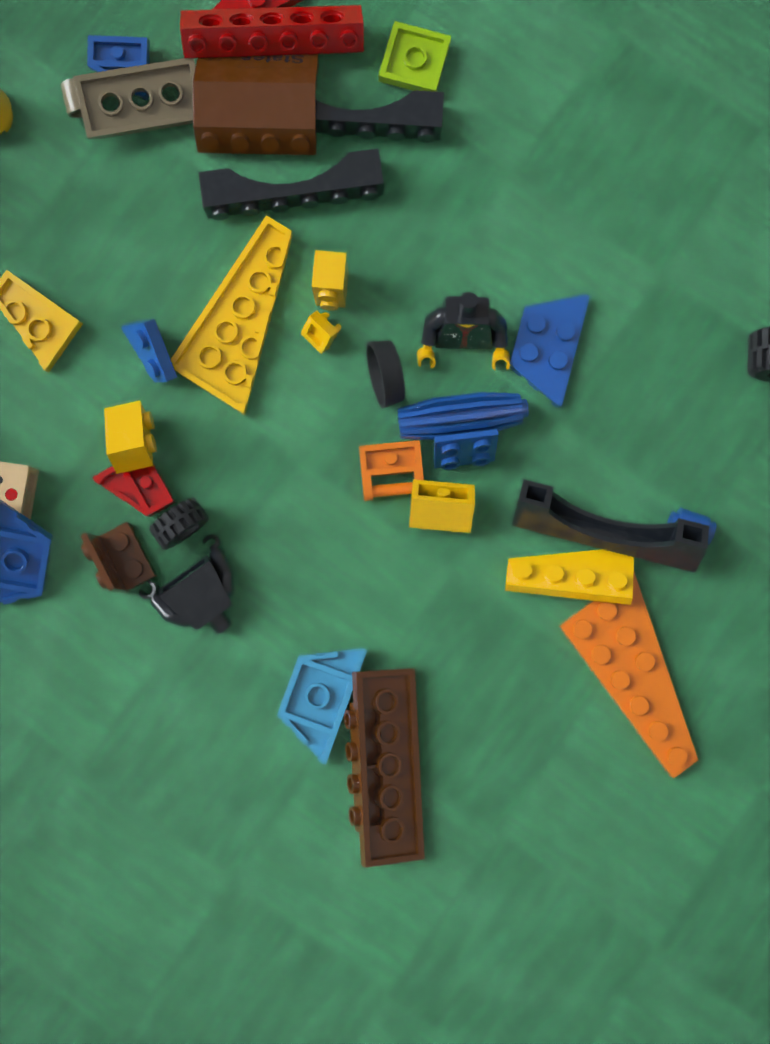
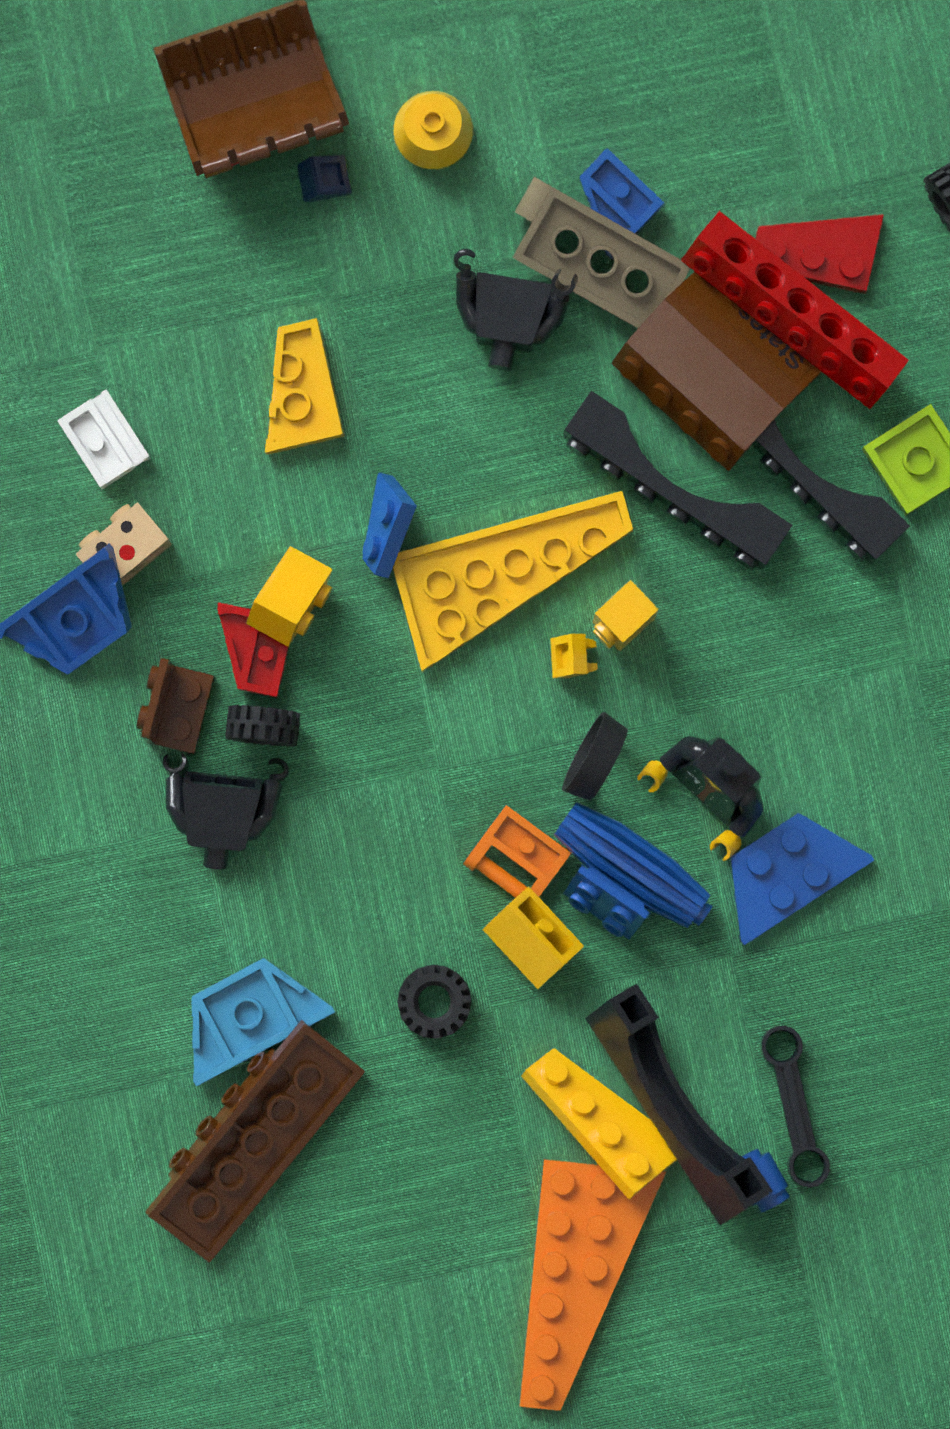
camera: 45 degrees right, 0 degrees up
(113, 171) = (509, 310): none -> black torso
(435, 584) = (434, 976): none -> black tyre
(671, 470) = (795, 1106): none -> black piece

